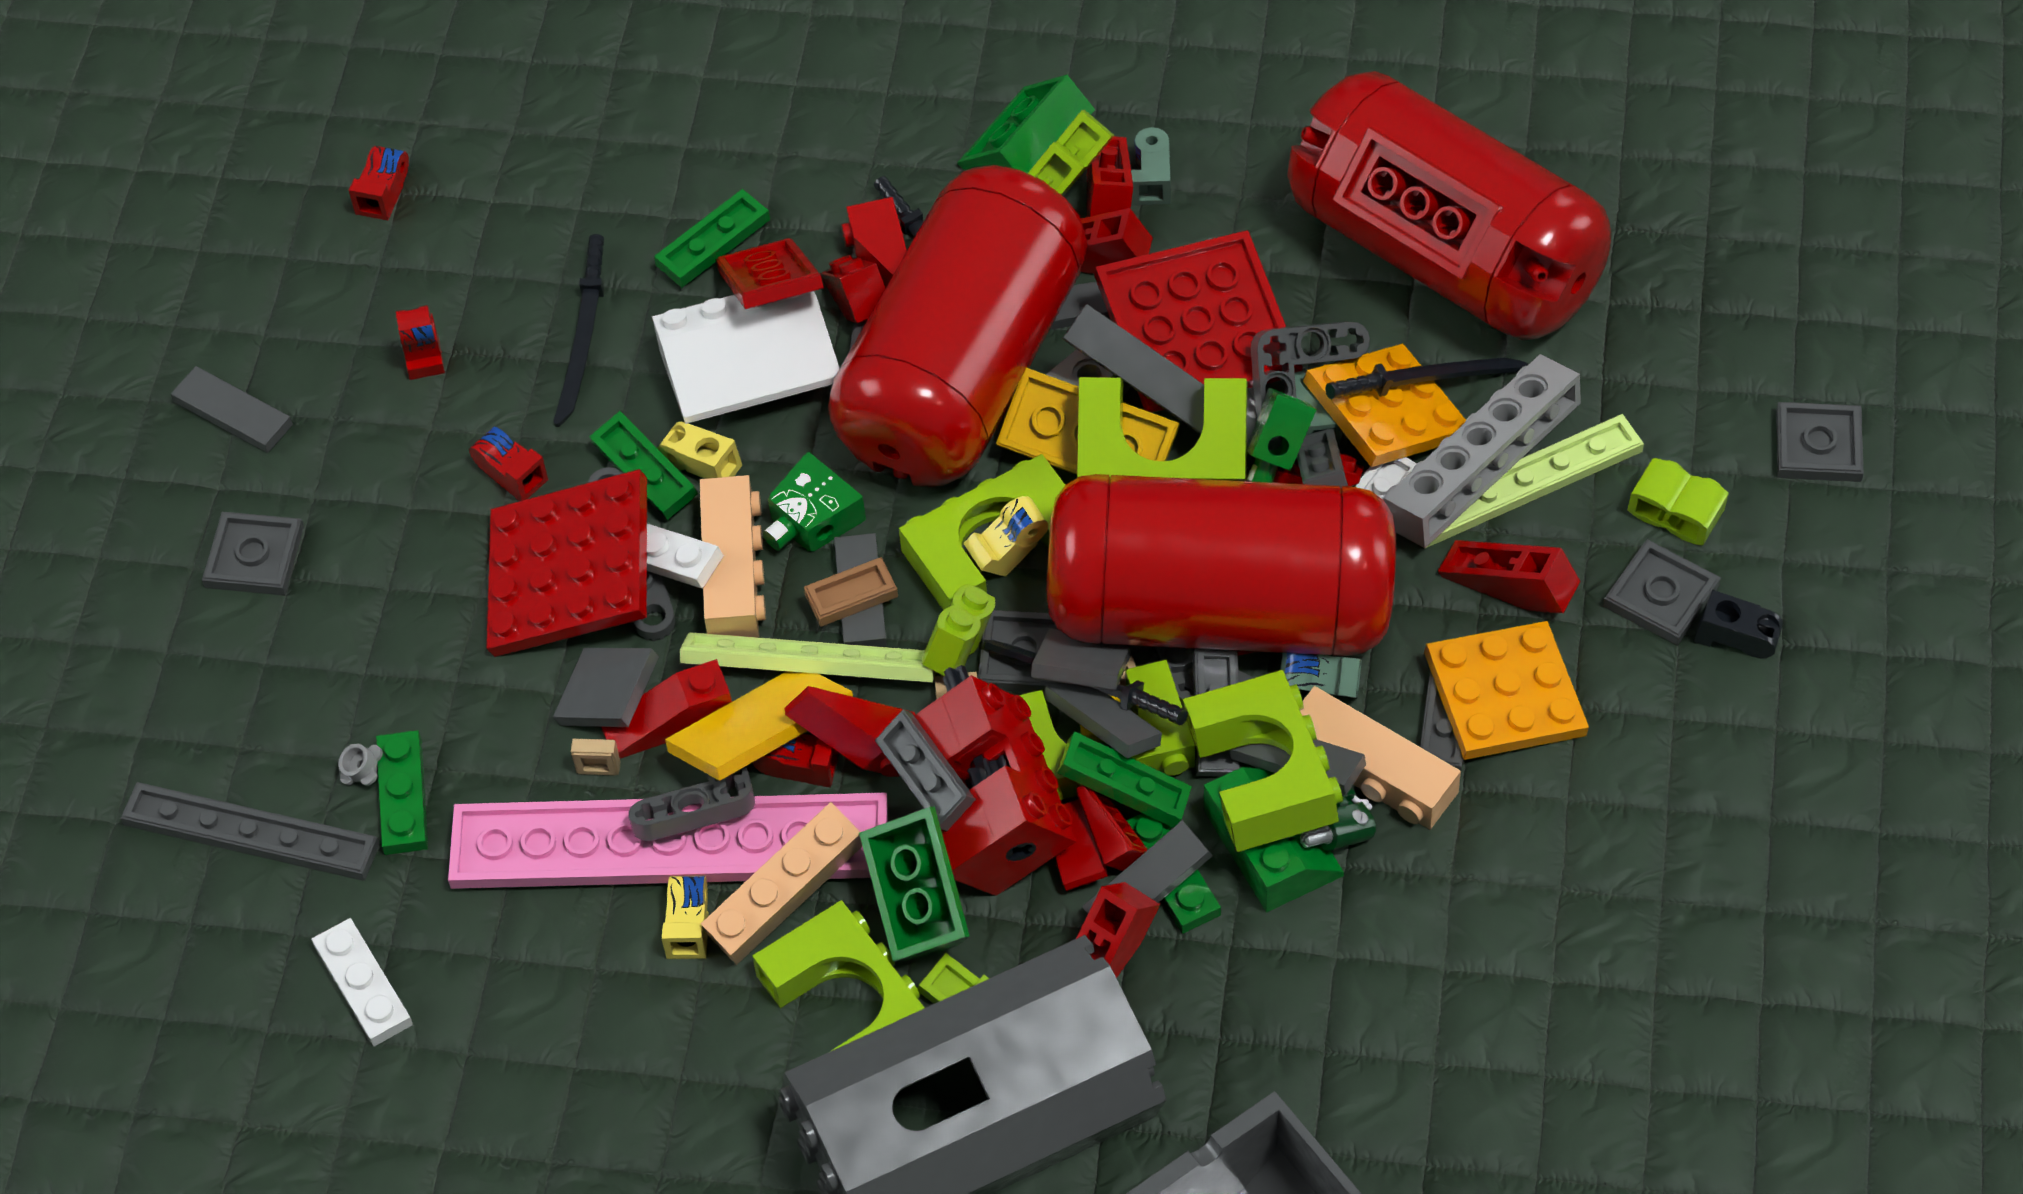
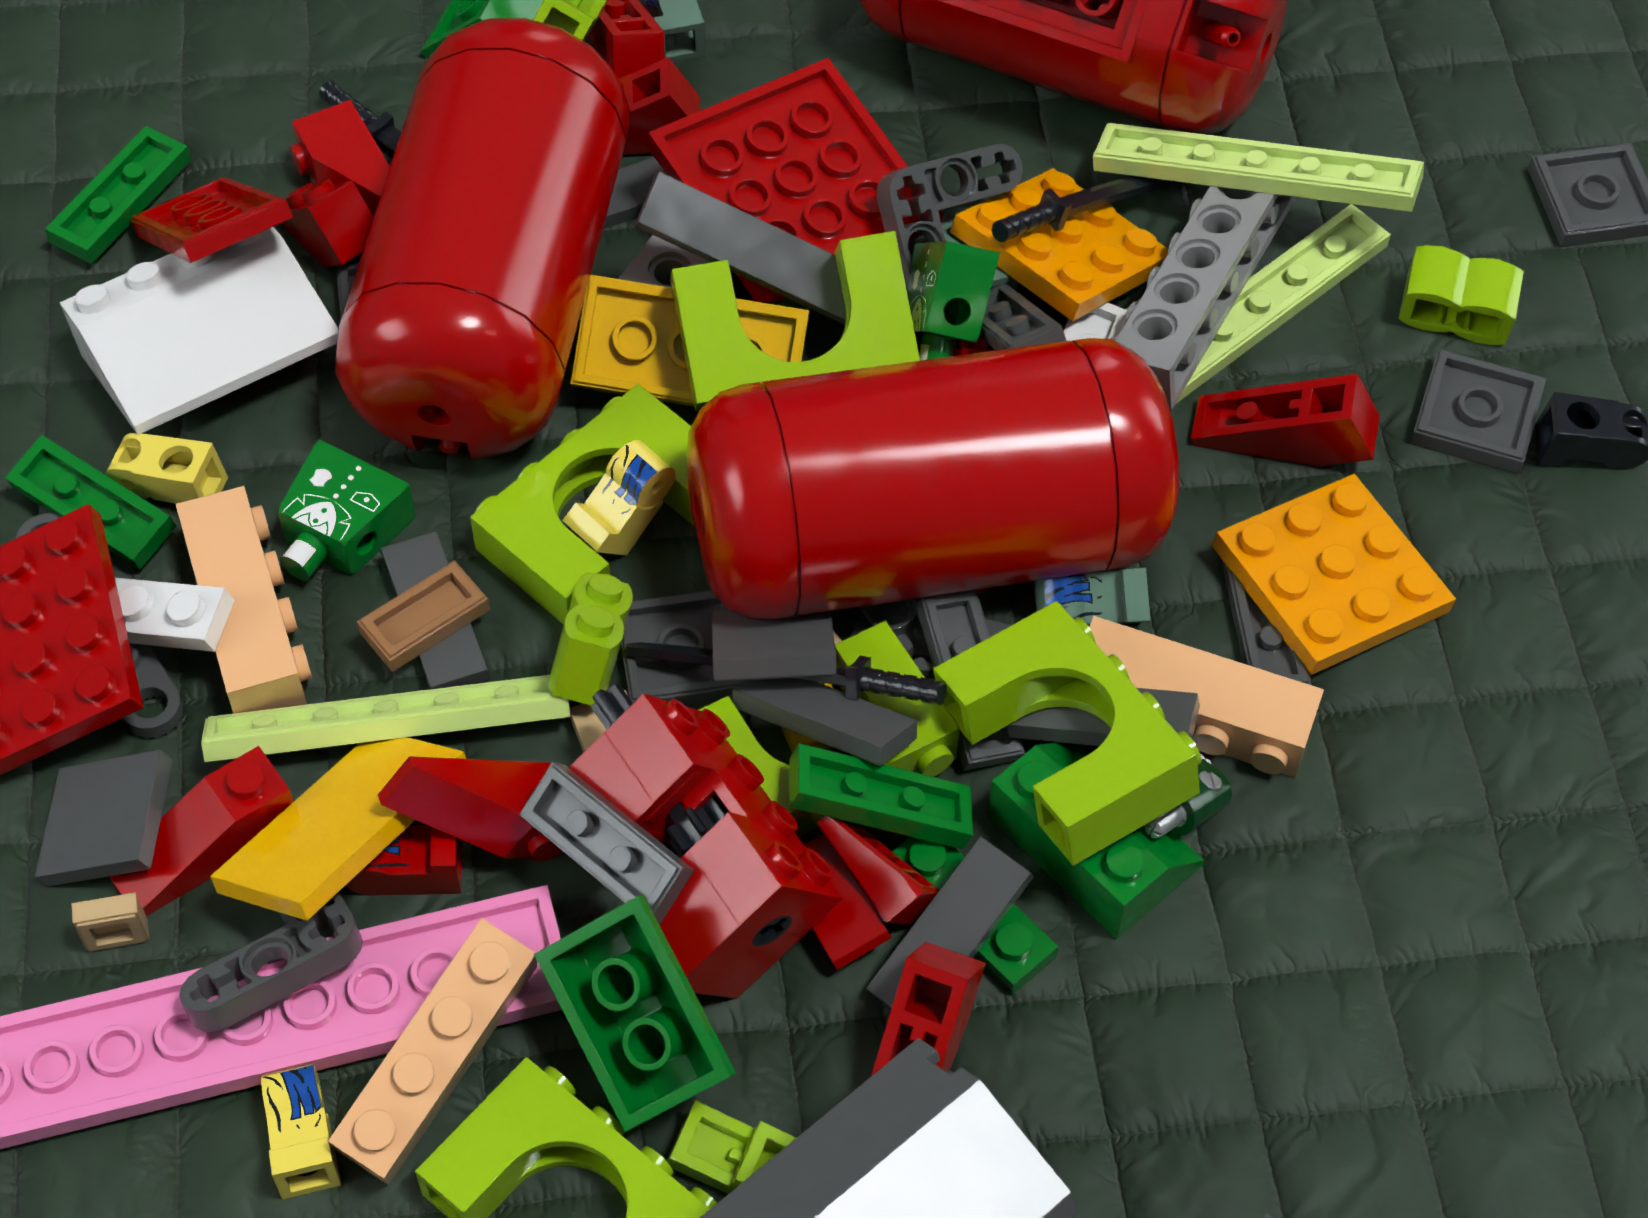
camera: 20 degrees left, 0 degrees up
(1548, 374) = (1259, 166): none -> yellowish green tile

